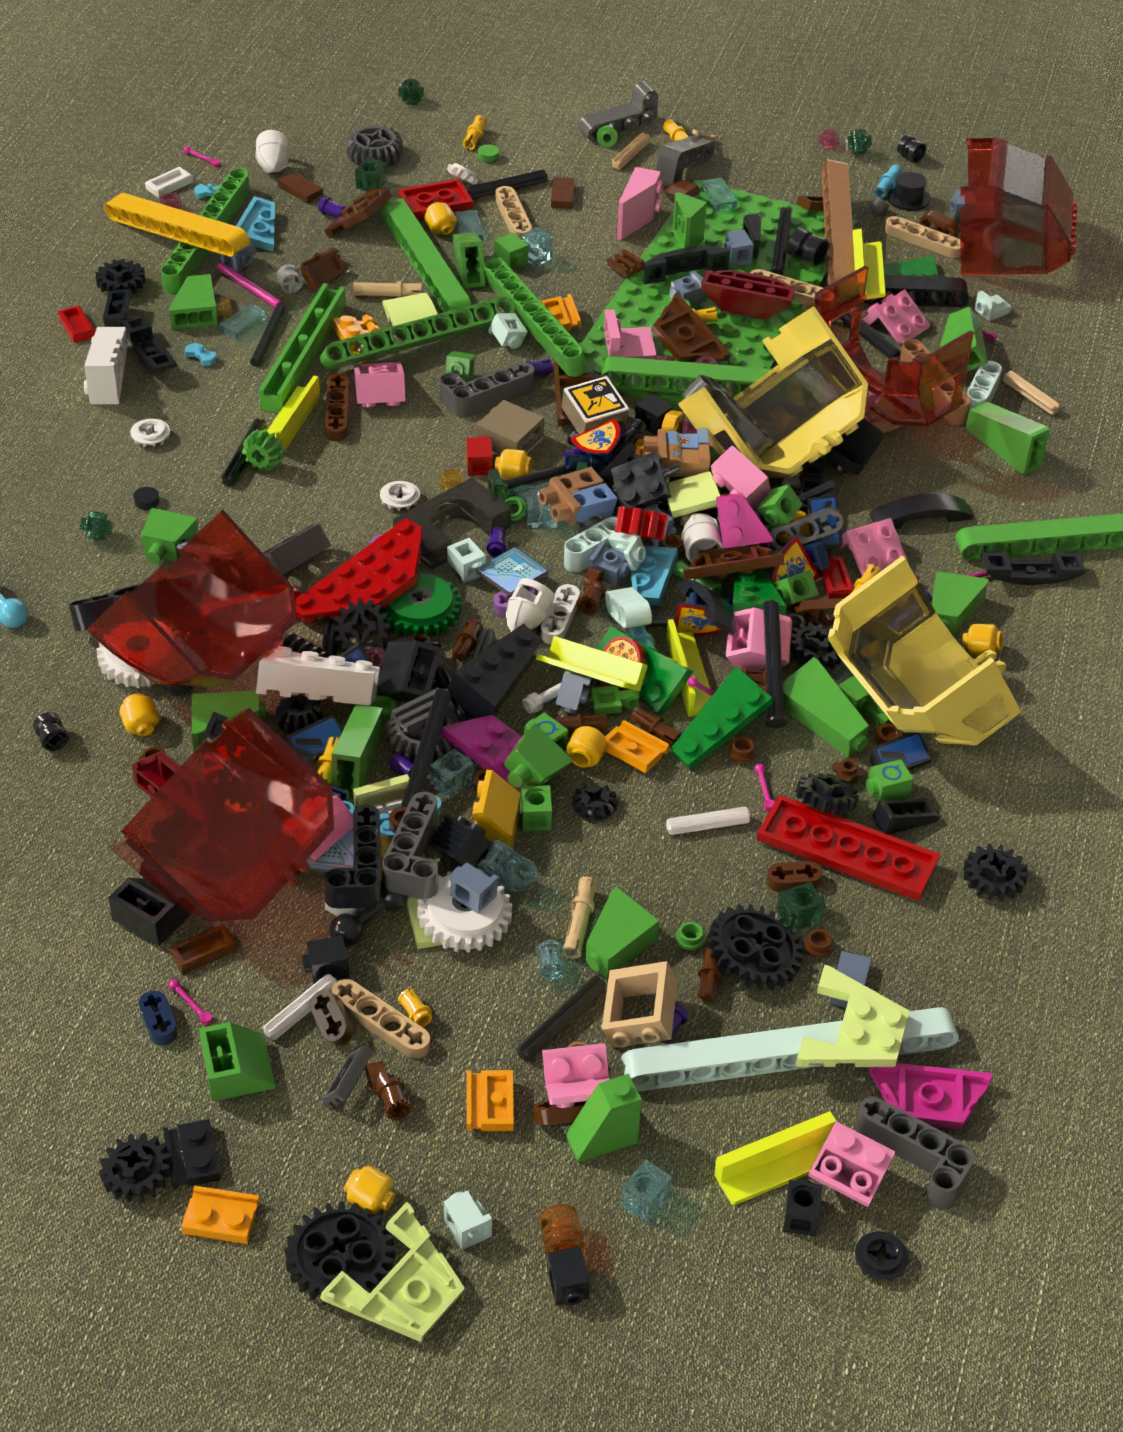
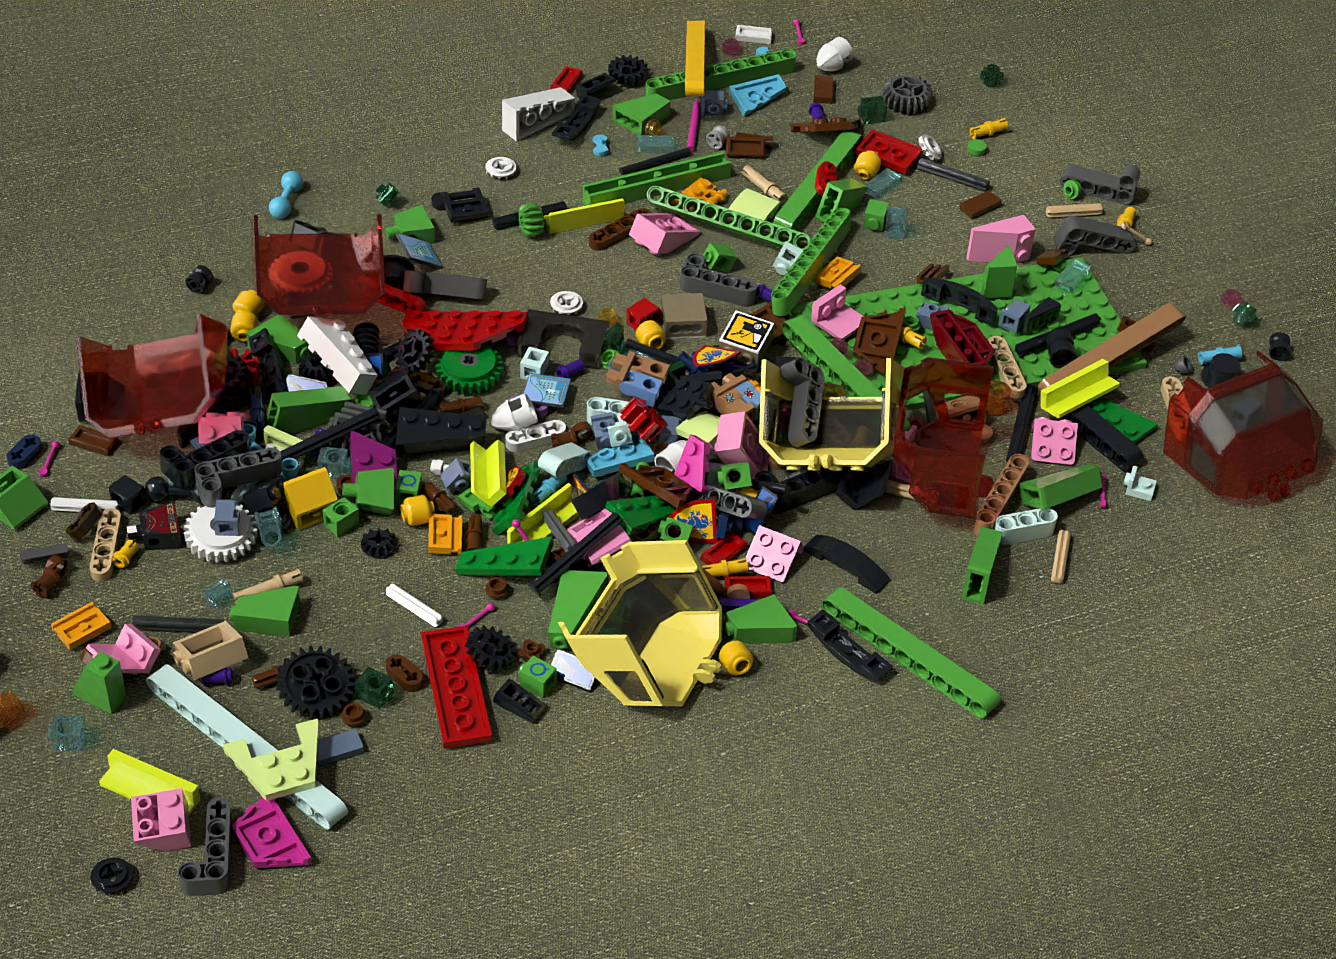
camera: 50 degrees right, 0 degrees up
(171, 733) = (242, 323): none -> yellow head
(185, 486) = (464, 209): none -> black plate
(407, 959) = (157, 528): none -> torso
(438, 246) = (825, 173): none -> red plate
(512, 211) = (927, 196): tan beam -> none
(690, 936) = (298, 643): bright green plate -> none
(724, 661) = (558, 530): none -> dark grey axle
(799, 1218) = (115, 815): black brick -> none
(995, 872) = (504, 773): black gear -> none

